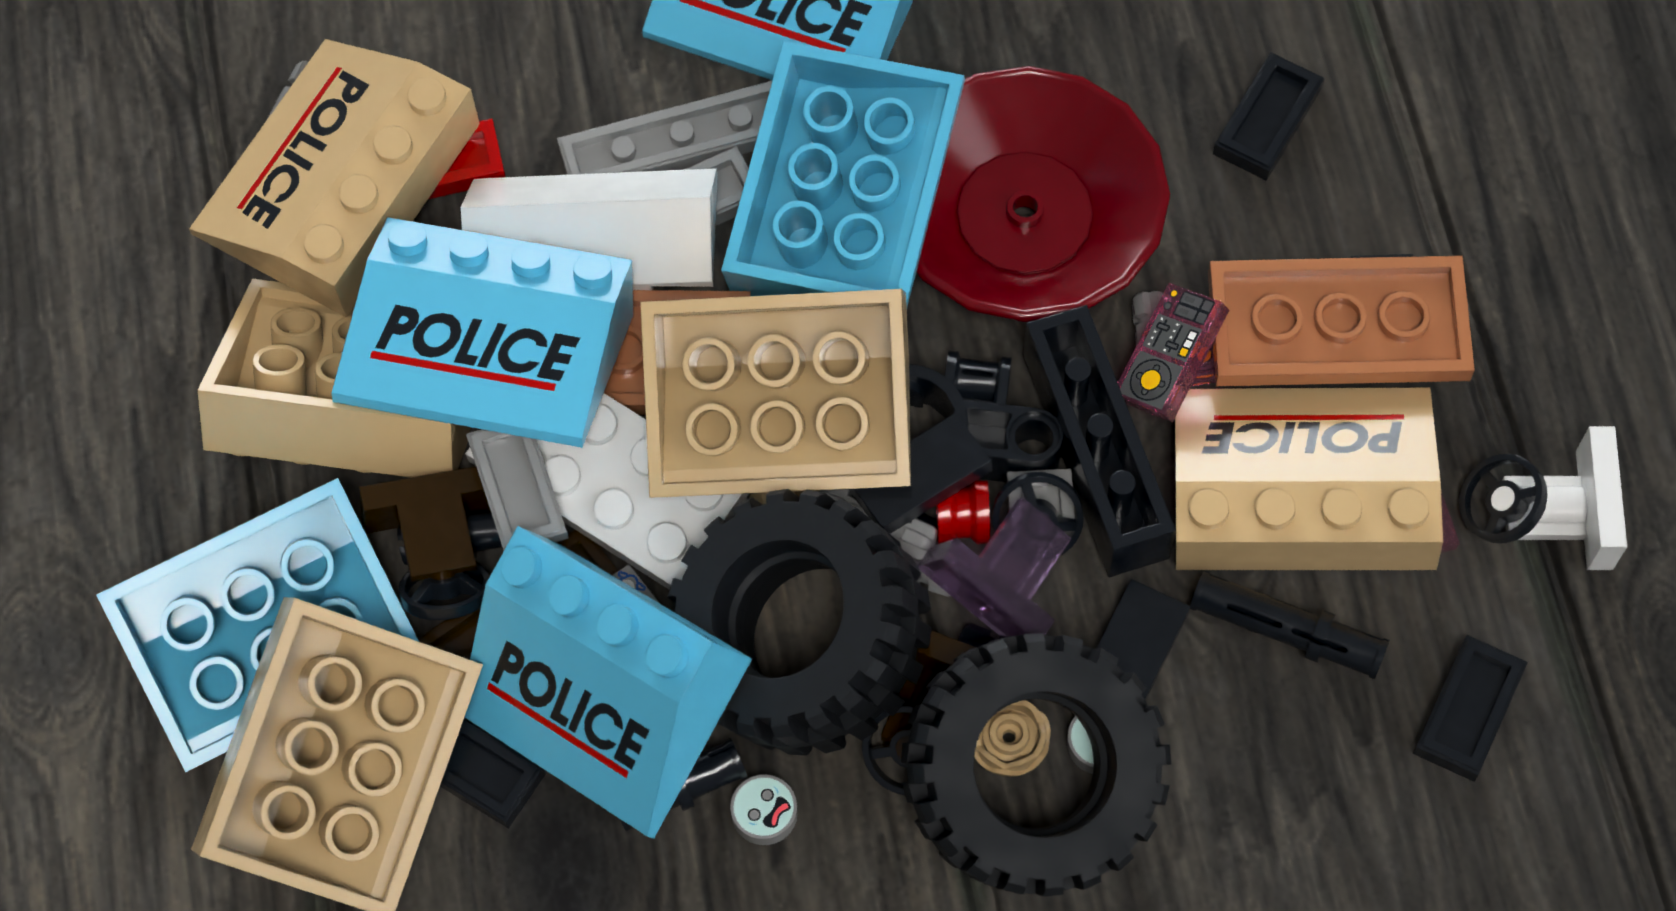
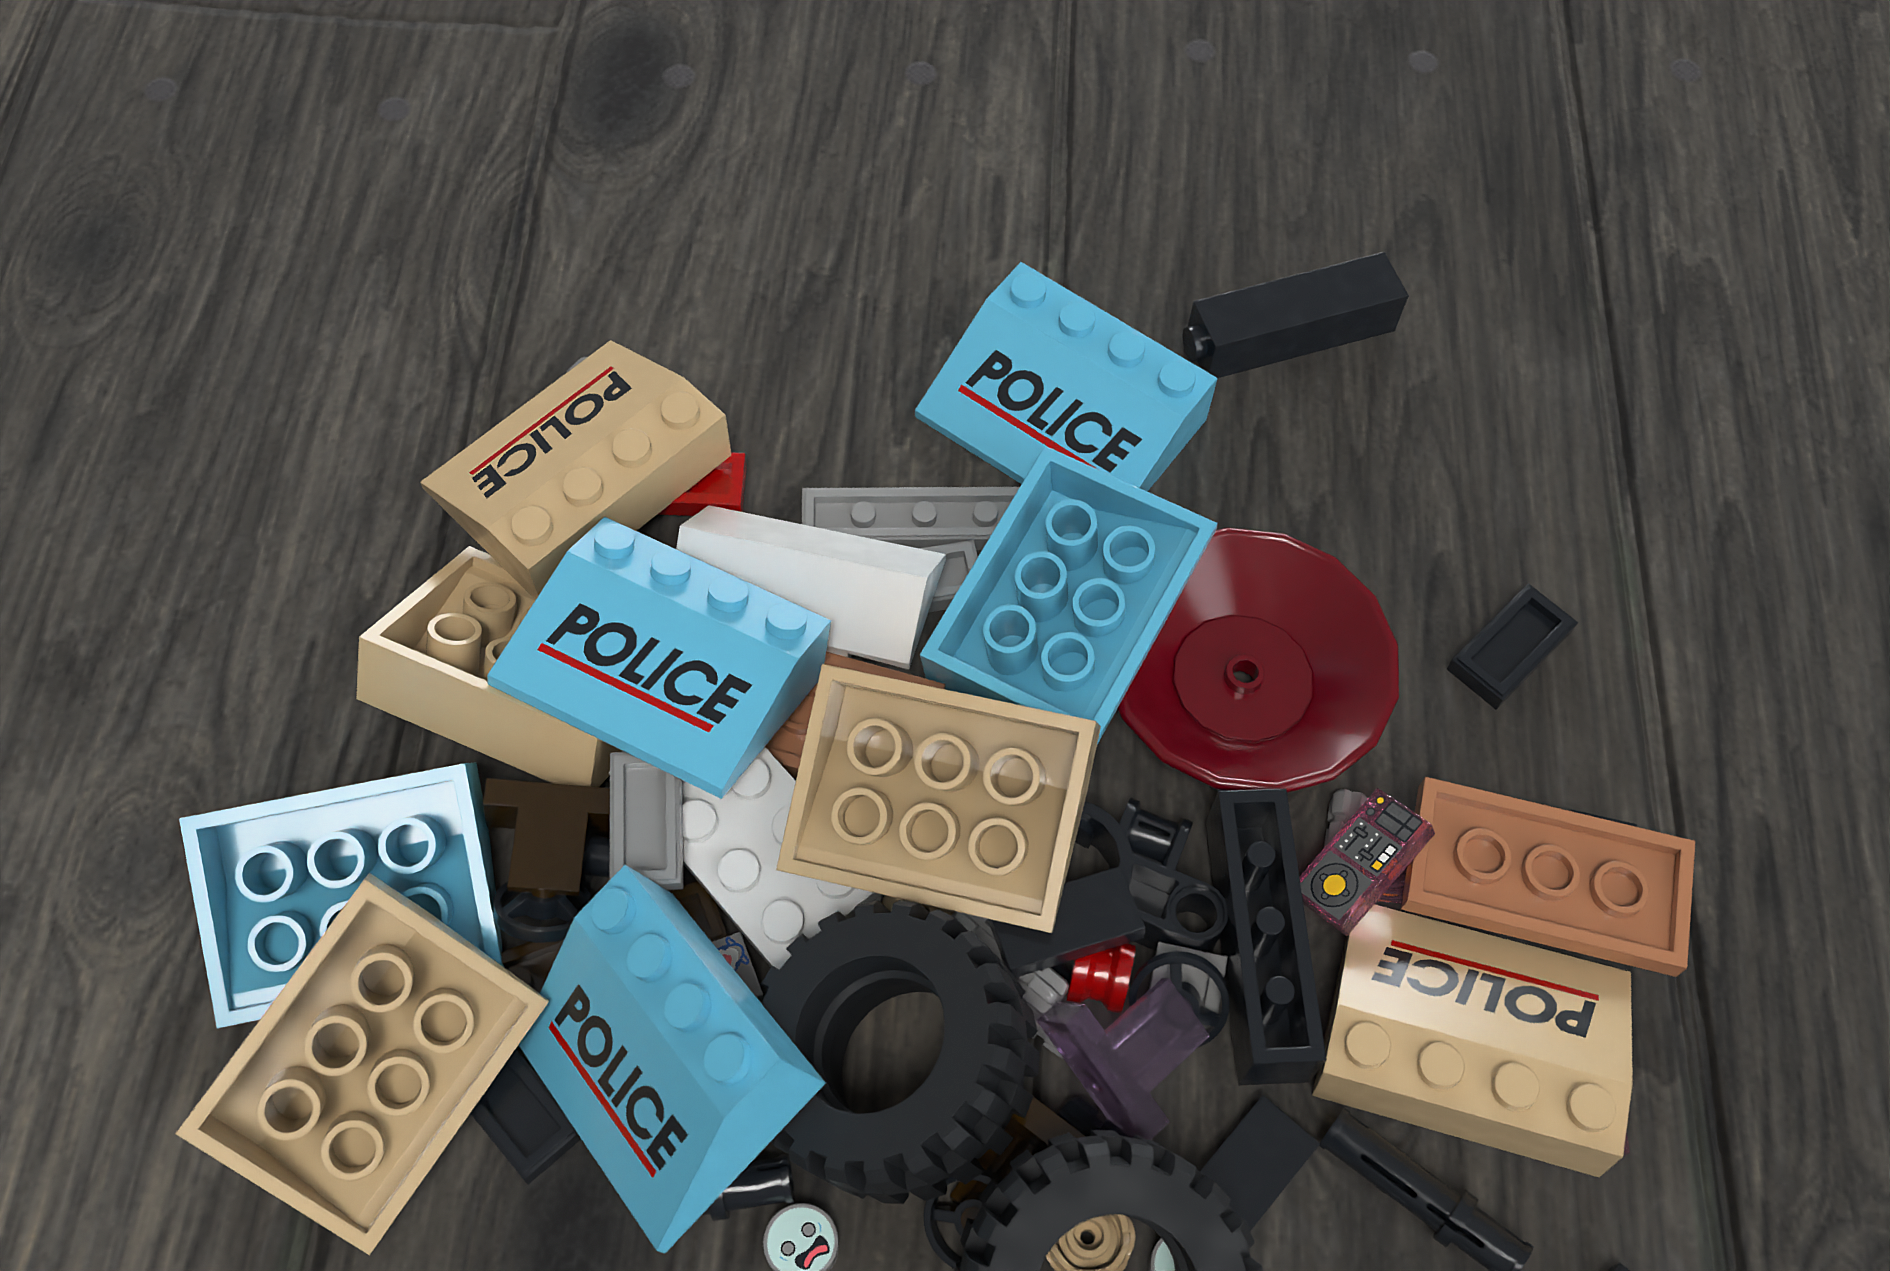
camera: 10 degrees right, 5 degrees down
(1557, 506) = (1774, 1148): white piece -> none

